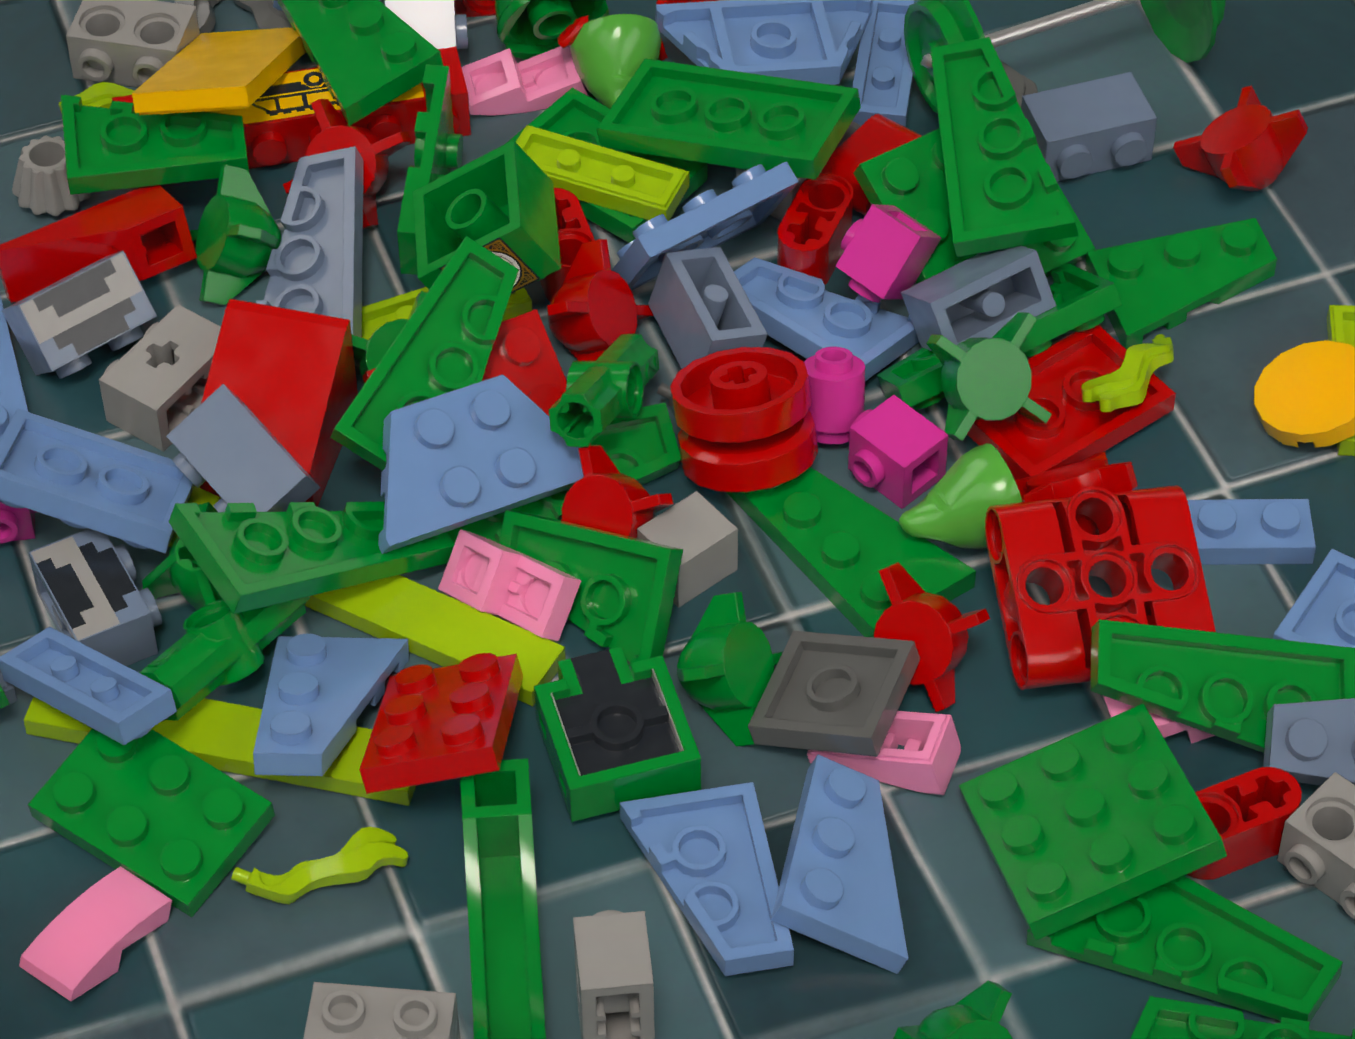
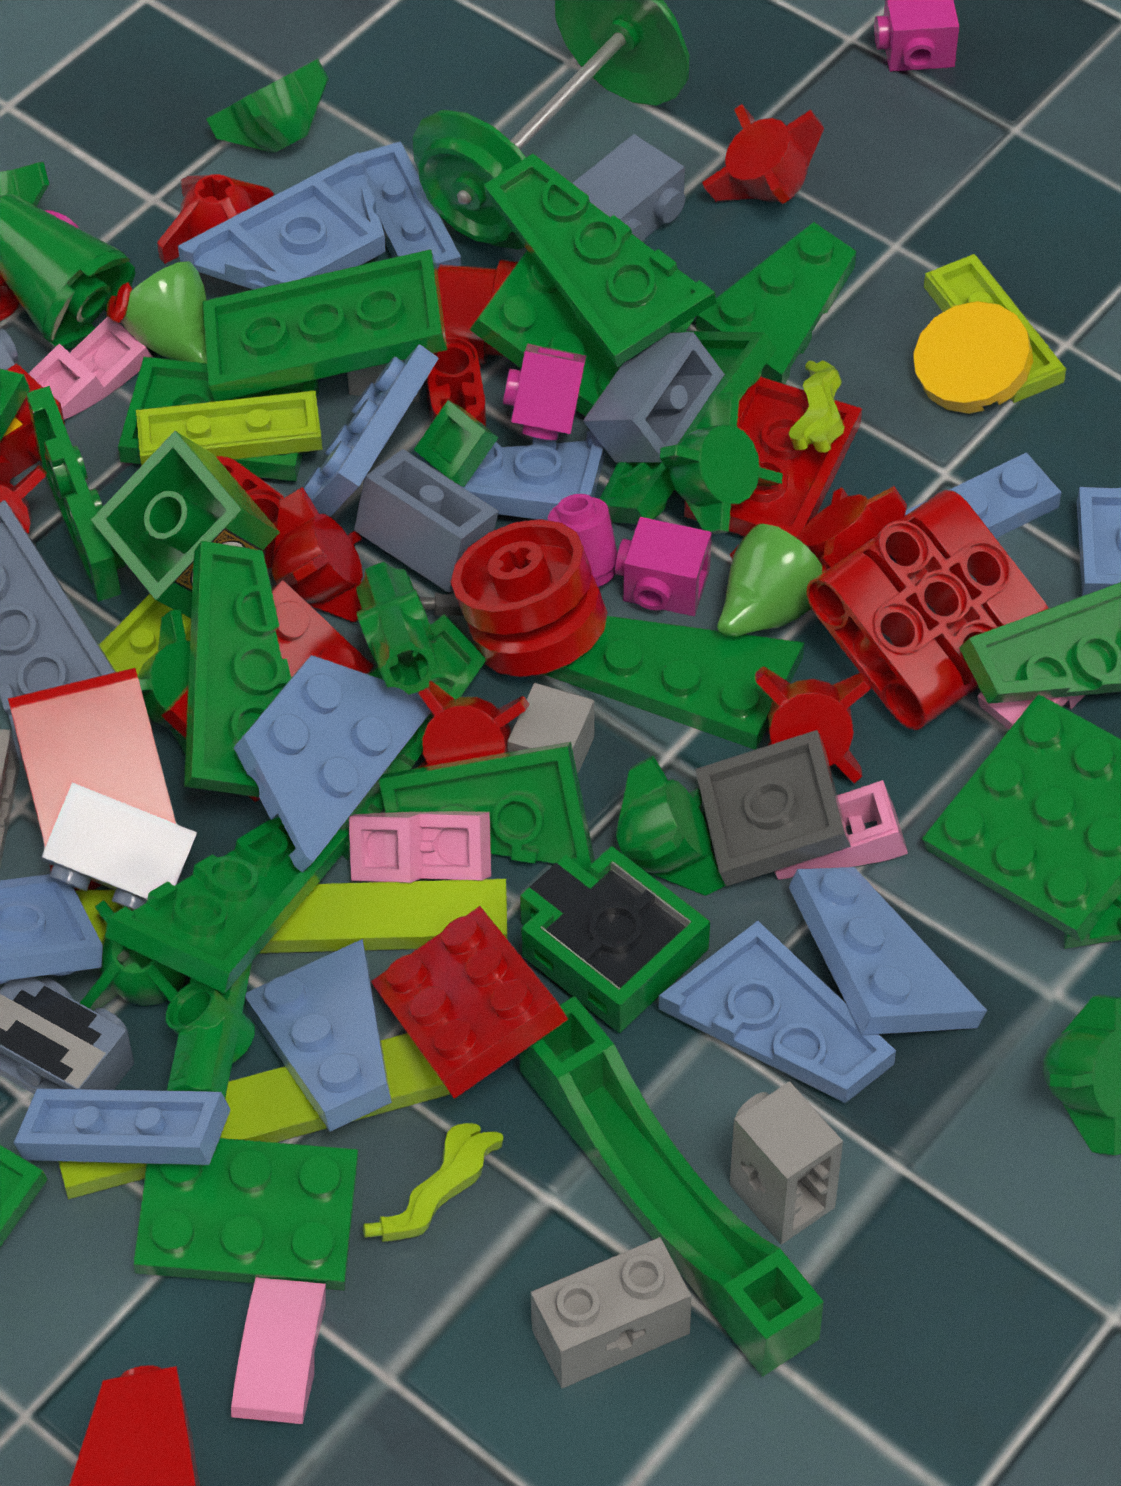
camera: 30 degrees left, 5 degrees up
(774, 264) = (456, 443): none -> green plate

